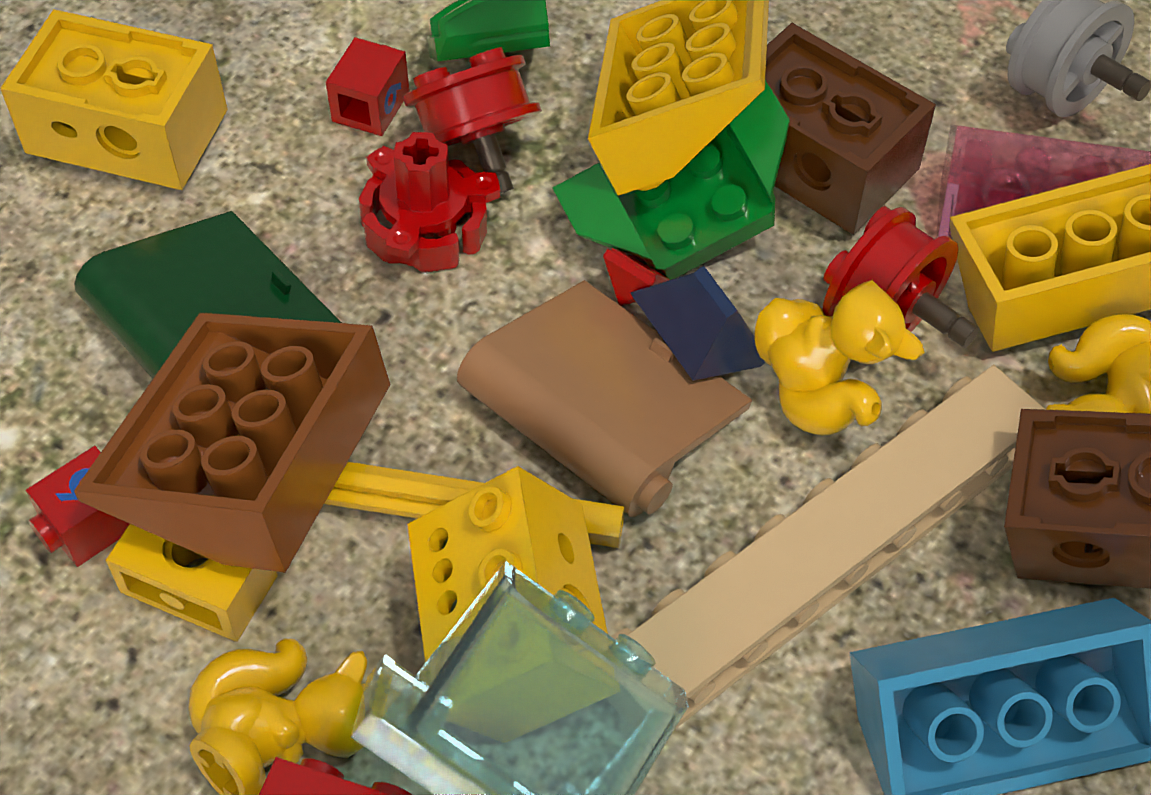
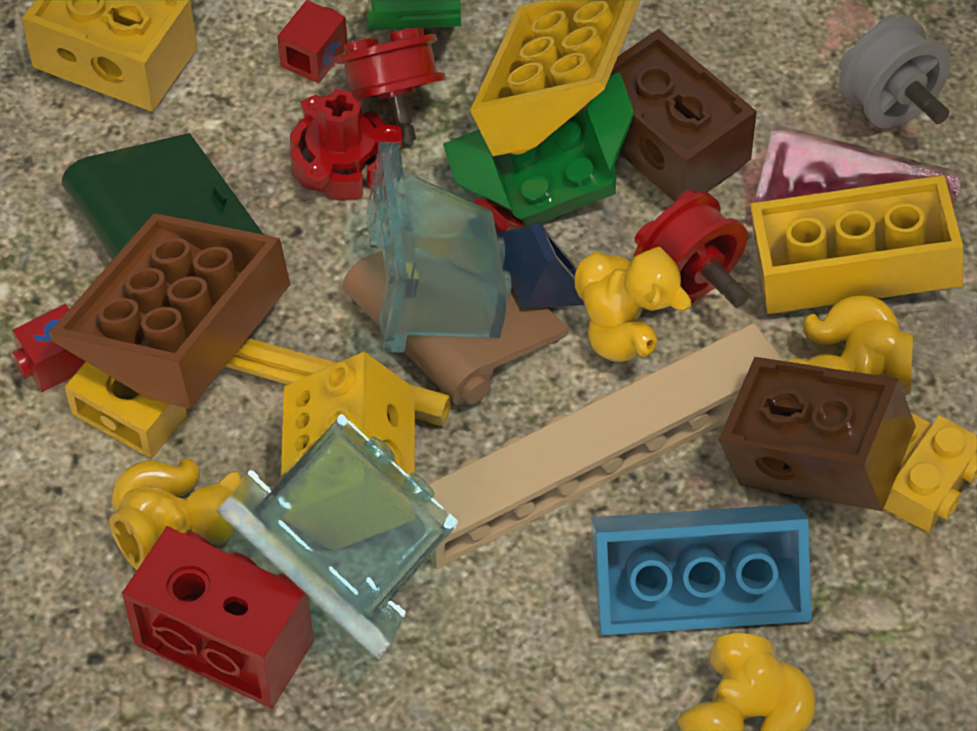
camera: 10 degrees right, 0 degrees up
(582, 326) = (436, 256): none -> clear light blue windscreen

